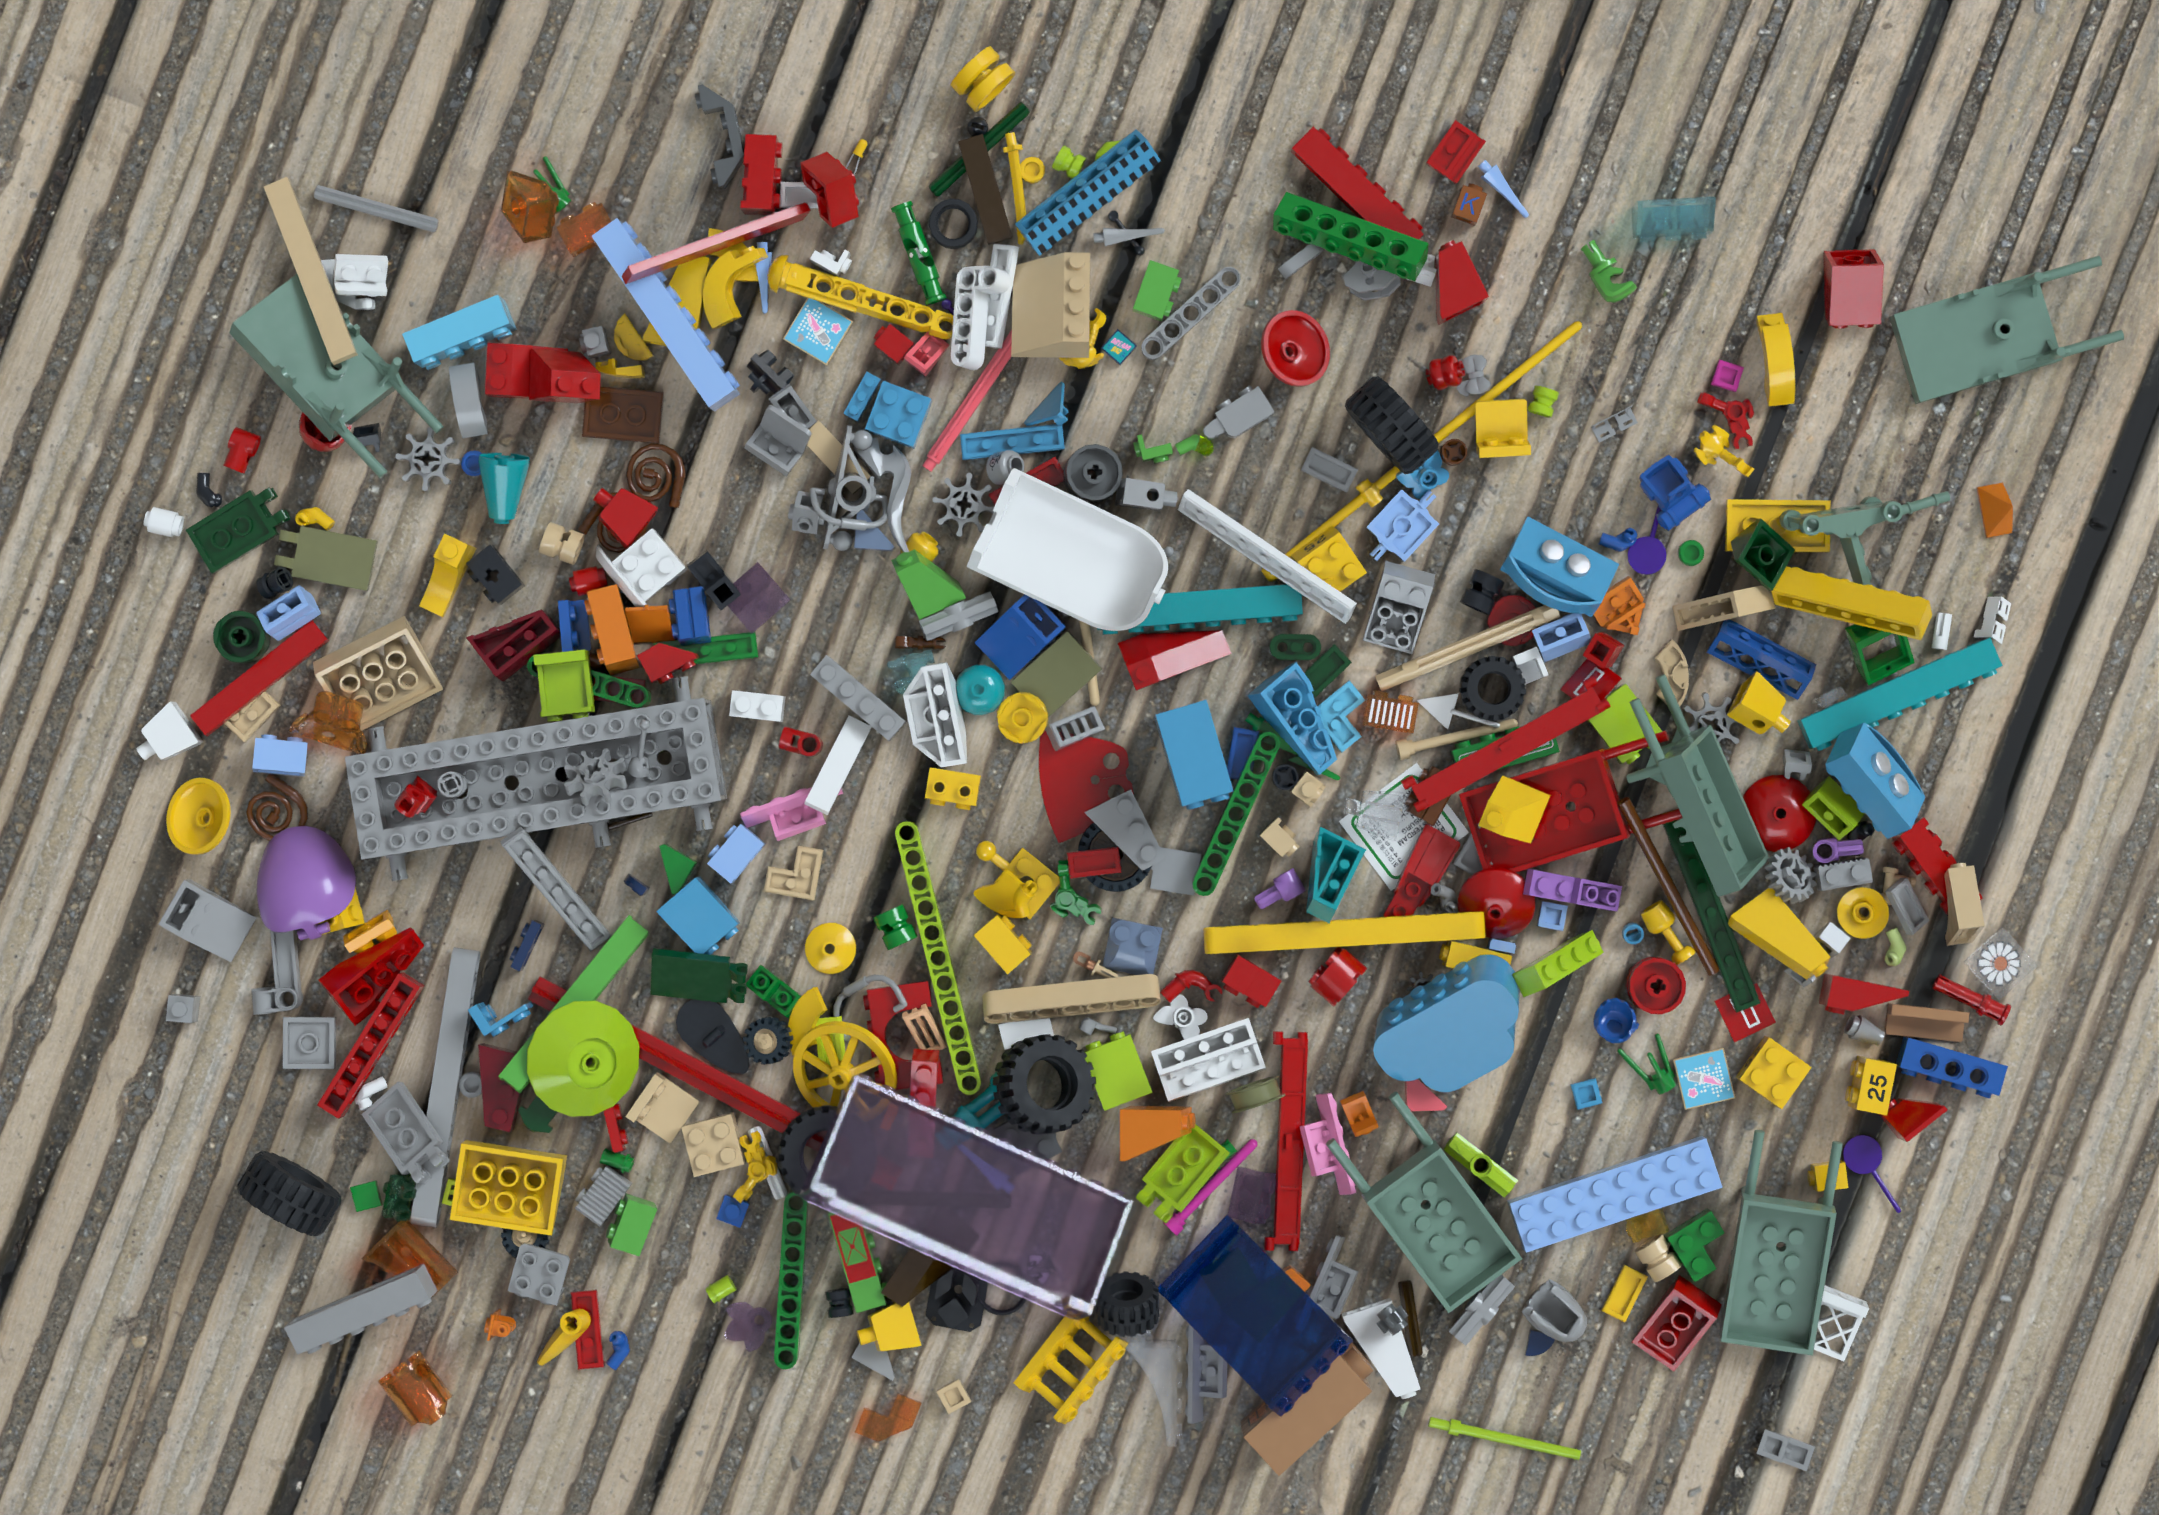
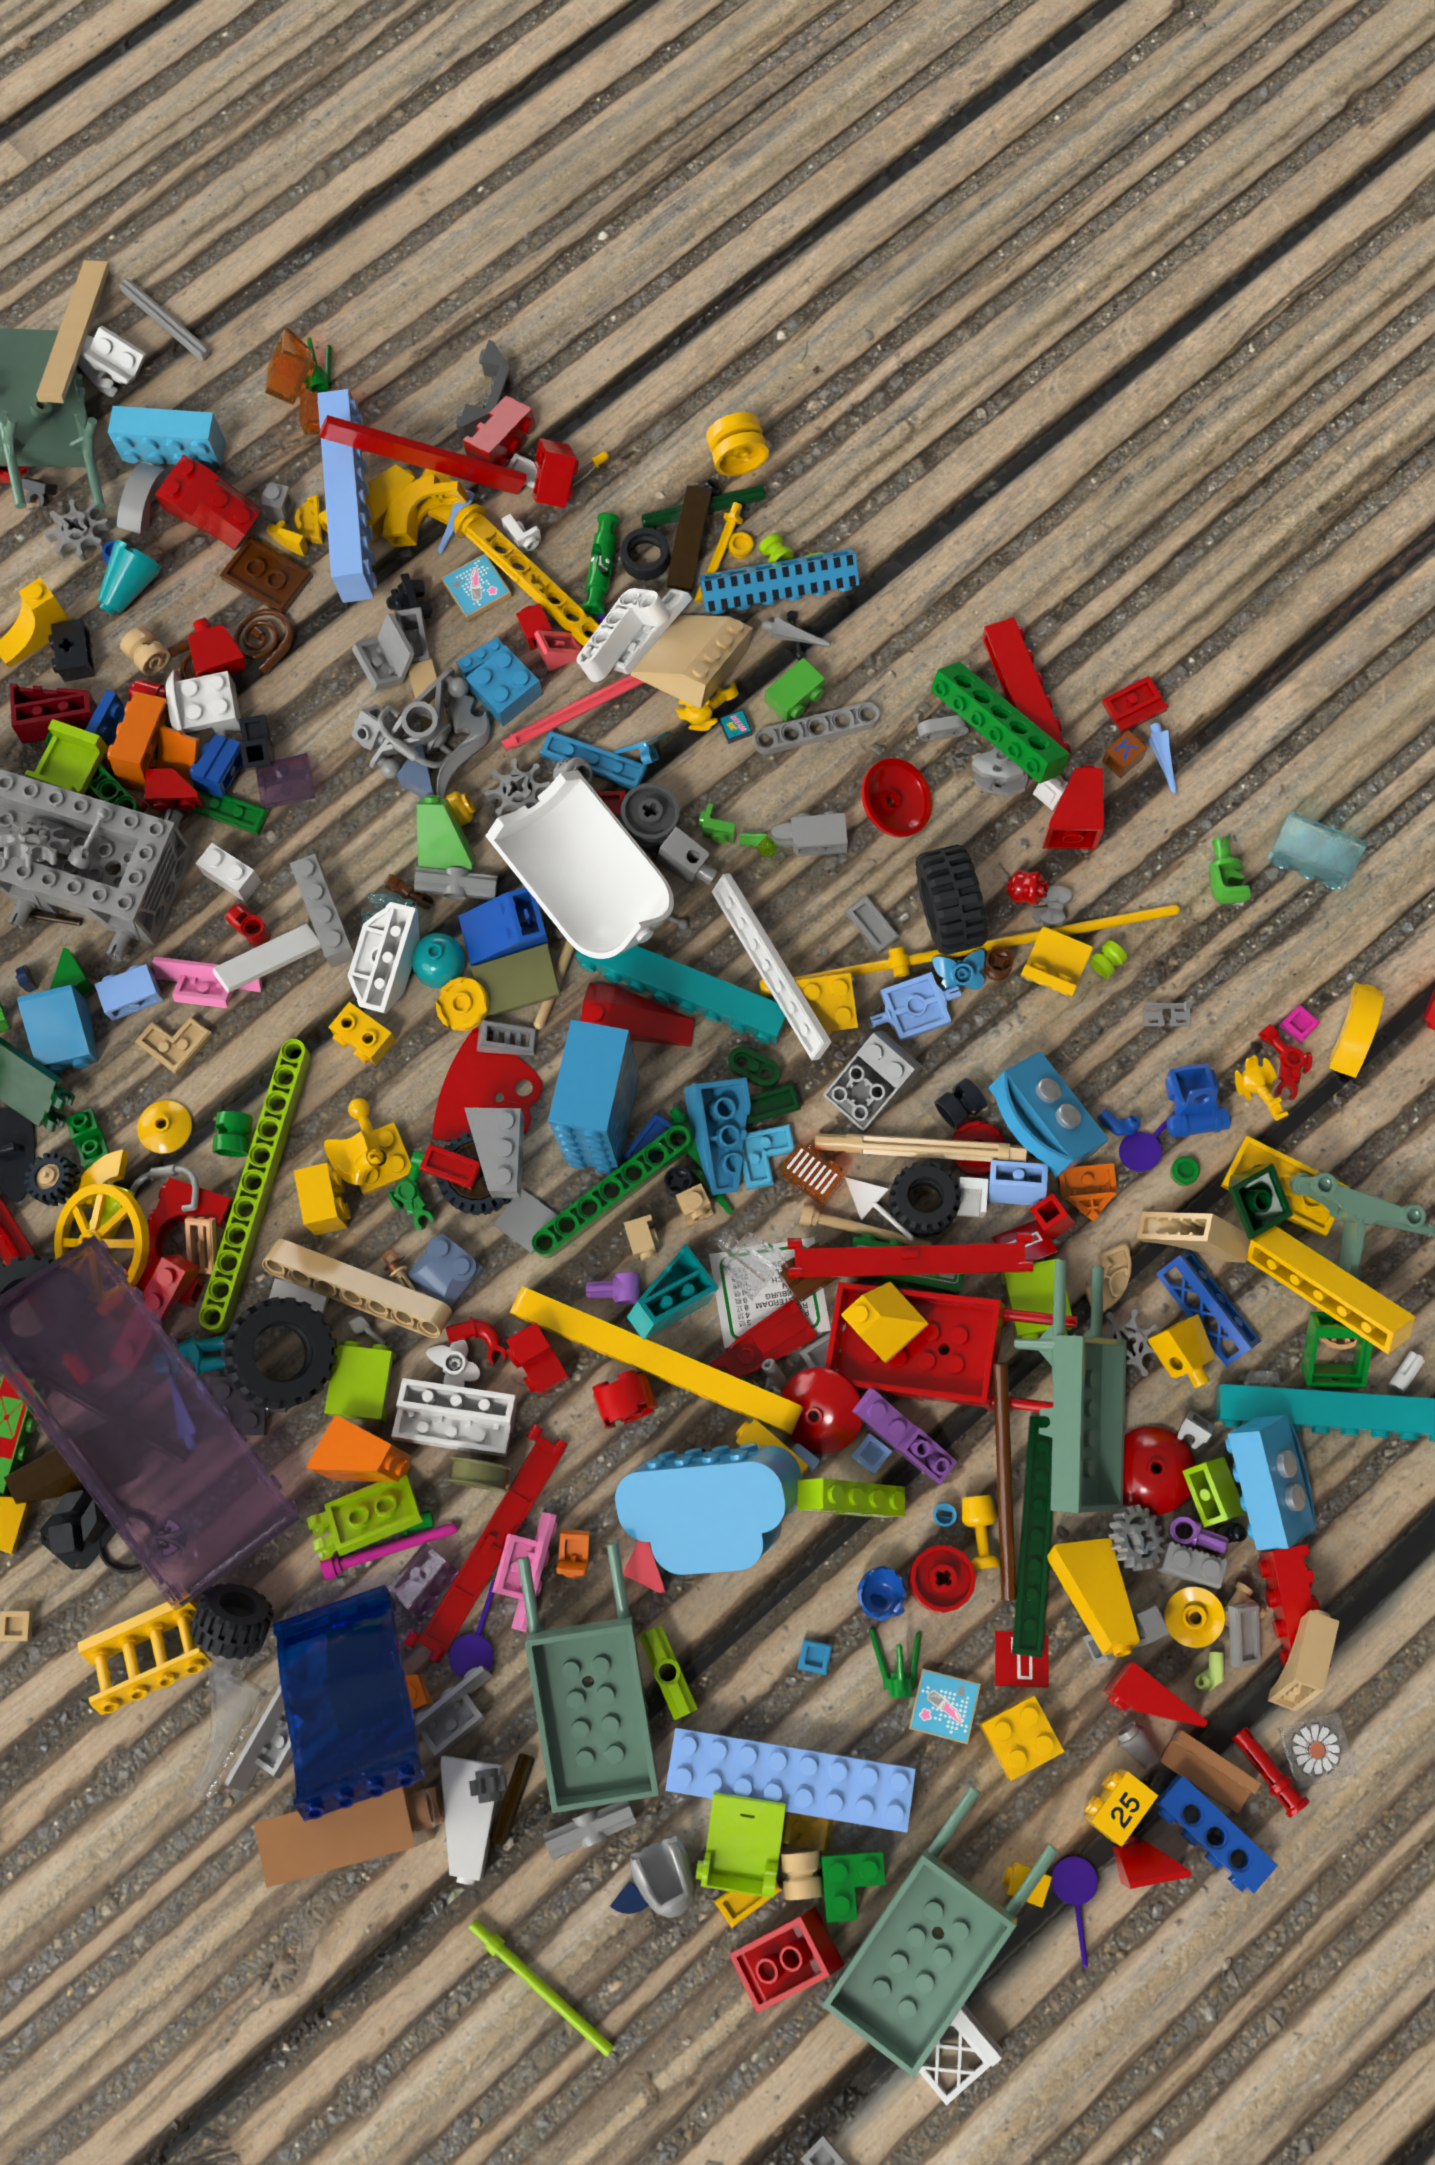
camera: 30 degrees right, 15 degrees down
(1318, 1227) = (473, 1649): none -> dark purple piece
(1604, 1261) = (742, 1845): none -> lime door

